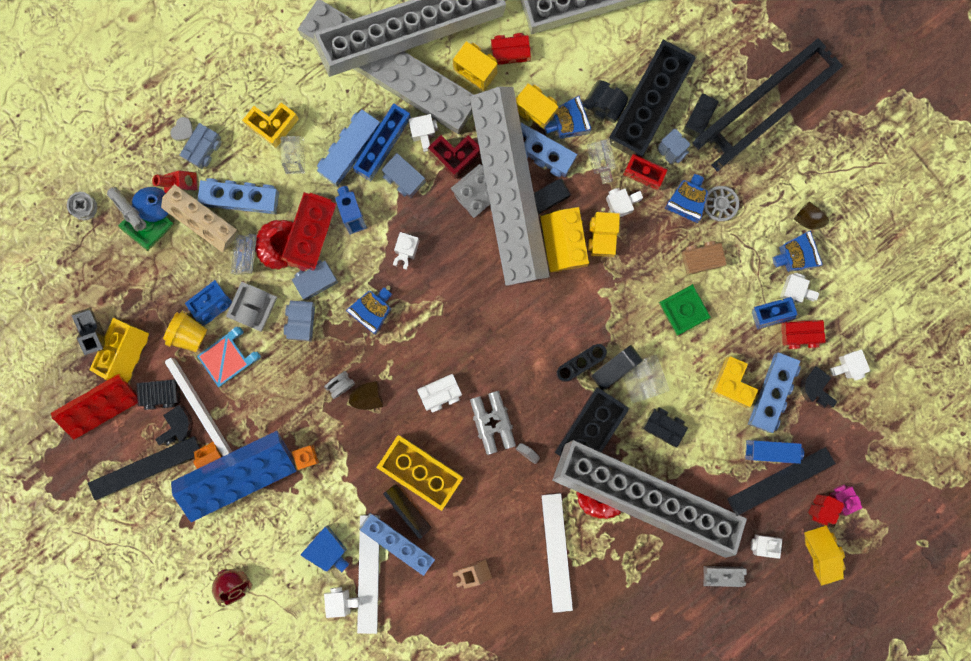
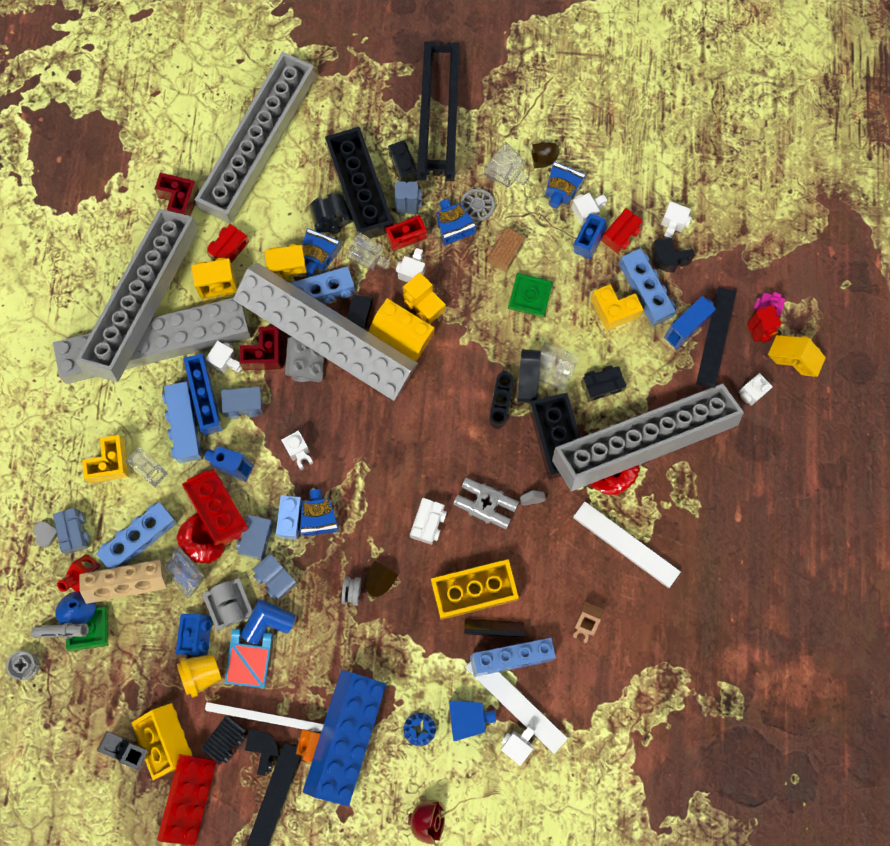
camera: 50 degrees left, 10 degrees down
(265, 340) = (263, 616): none -> blue brick
(291, 513) = (415, 720): none -> blue gear
(305, 457) = (381, 668): orange brick -> none
(350, 291) = (289, 517): none -> light blue brick
(724, 576) = (751, 439): light grey hinge -> none
(773, 198) = (506, 167): none -> clear torso

